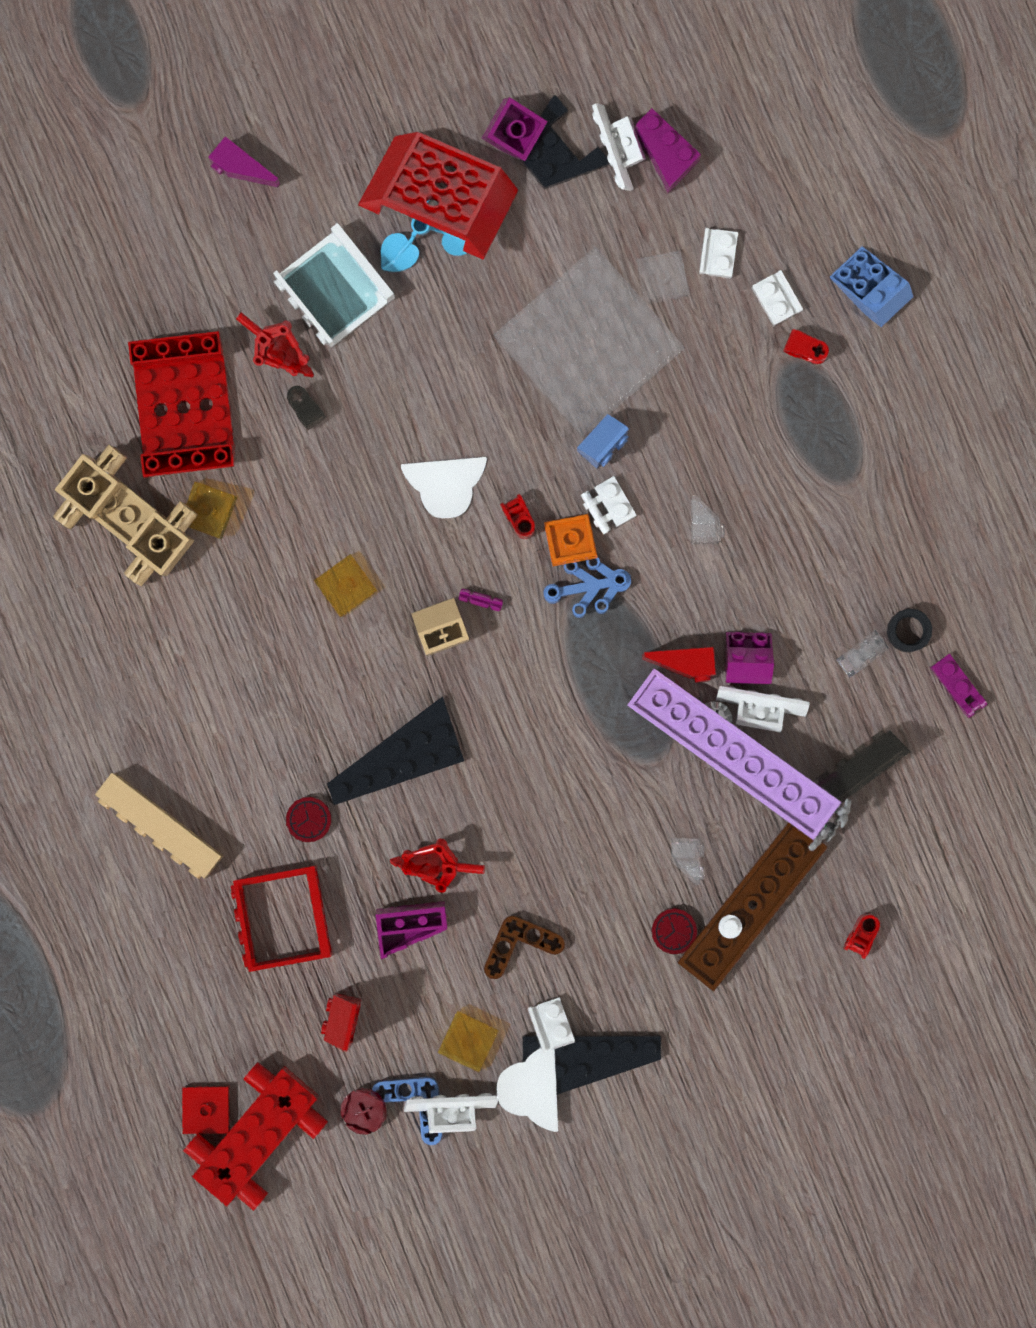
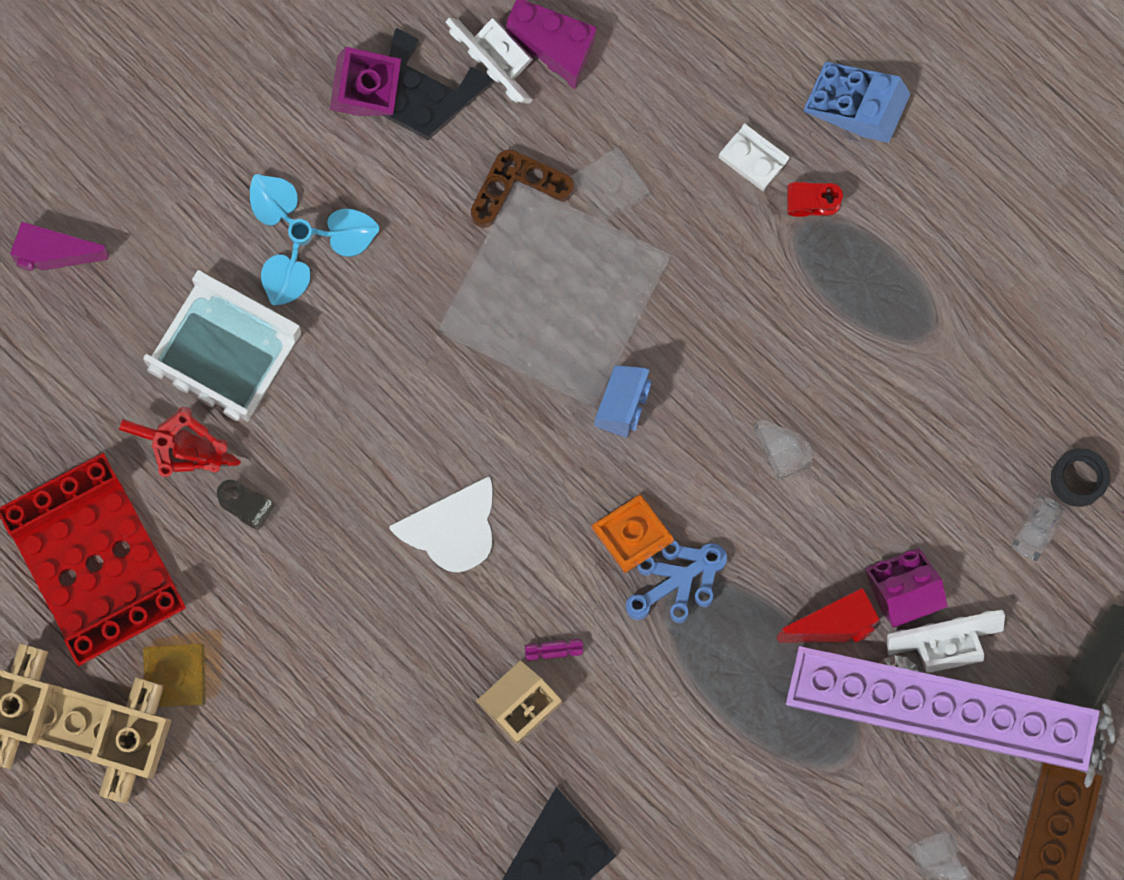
camera: 30 degrees left, 10 degrees down
(345, 585) = (381, 700): clear yellow plate -> none
(469, 207) = (349, 186): red slope -> none
(518, 513) = (554, 527): red piece -> none
(597, 241) = (522, 166): none -> reddish brown beam
(613, 500) = (666, 468): white plate -> none
(718, 253) = (663, 133): white plate -> none

